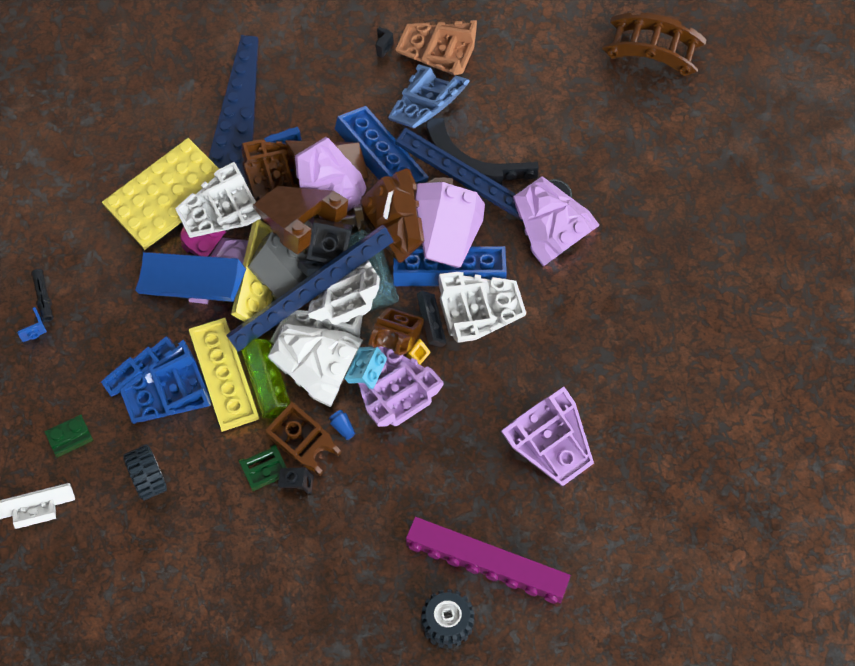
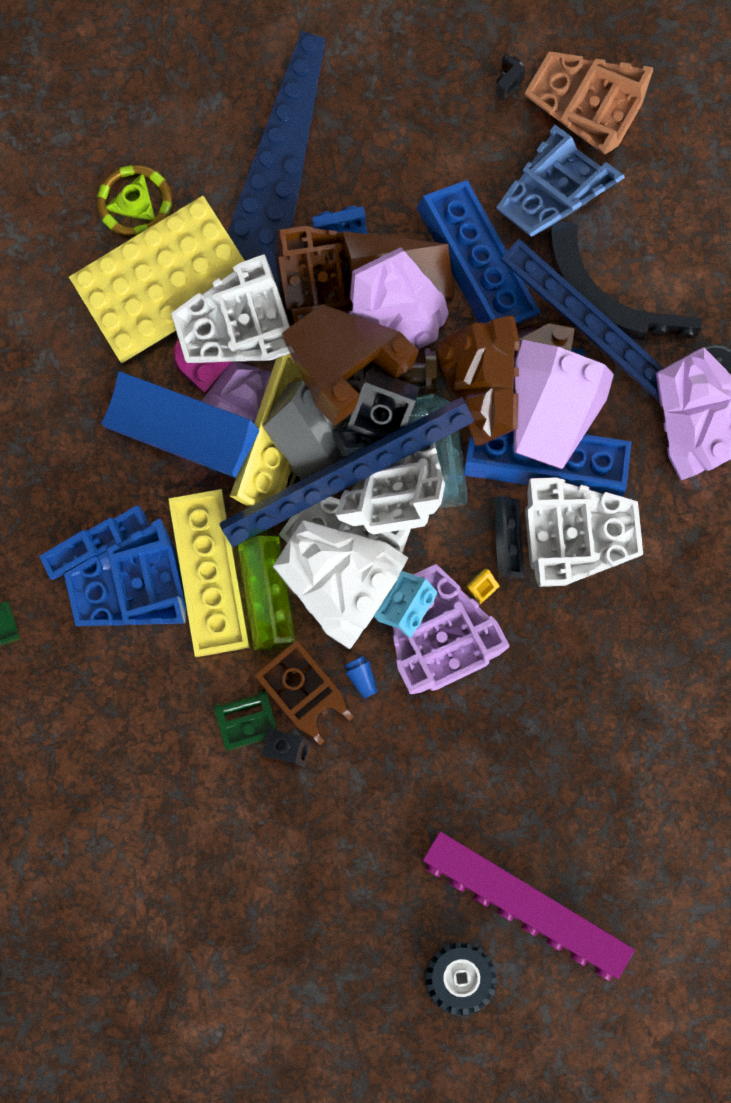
camera: 10 degrees right, 15 degrees up
(140, 150) = (133, 200): none -> lime piece
(145, 472) = (85, 707): black wheel -> none
(396, 331) = (456, 556): reddish brown brick -> none
(552, 437) = (644, 744): lavender wedge -> none

